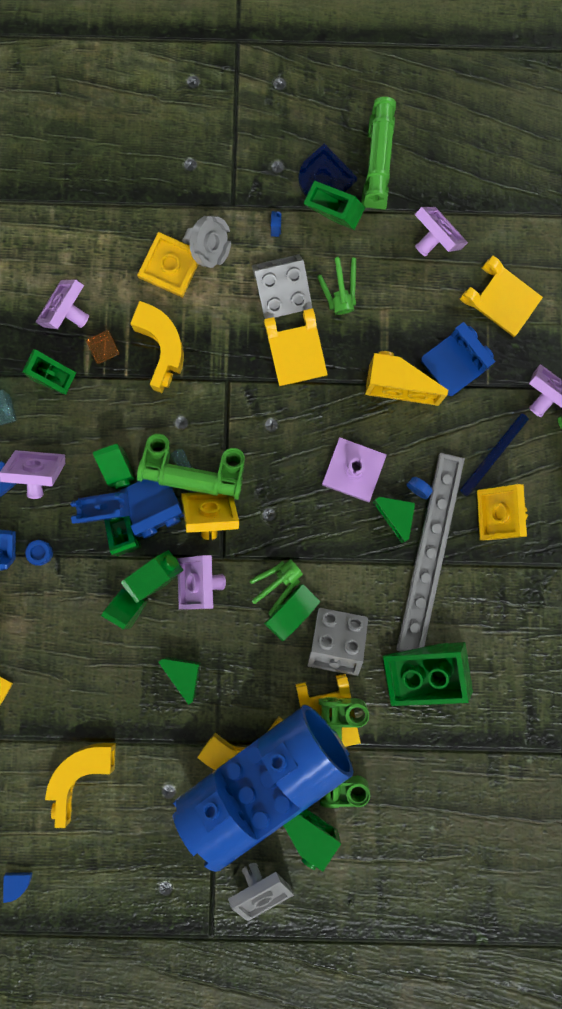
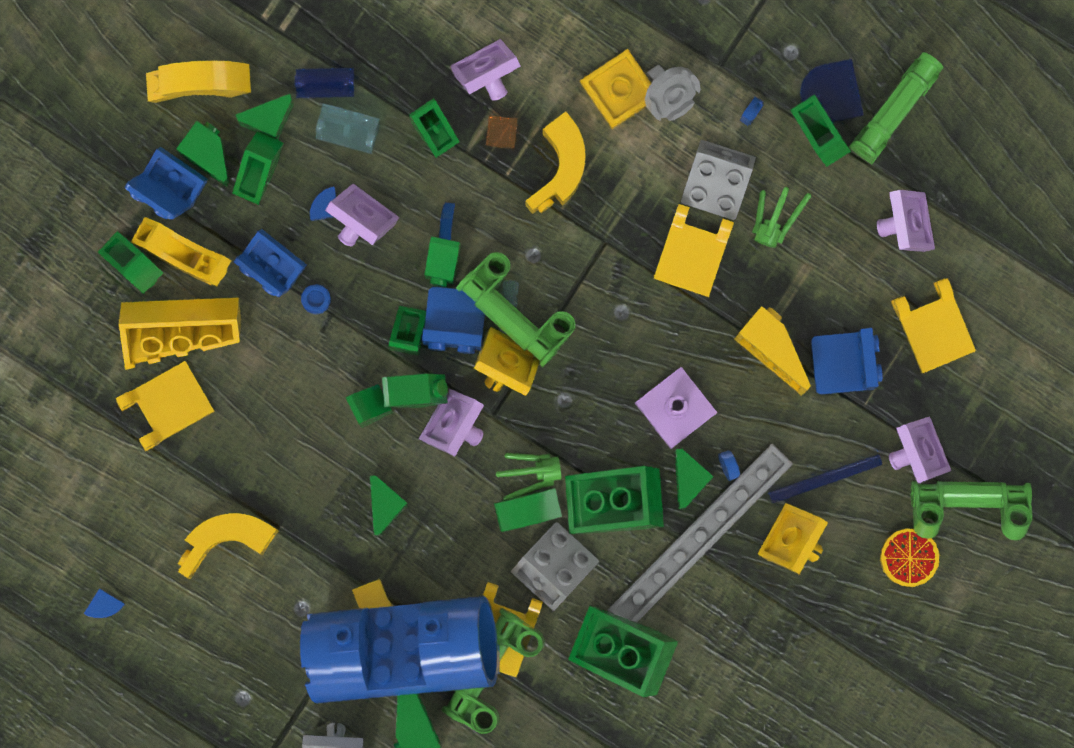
camera: 30 degrees right, 0 degrees up
(100, 434) = (446, 221): none -> blue tile
(101, 507) = (404, 292): blue hinge -> none
(352, 566) = (614, 500): none -> green slope

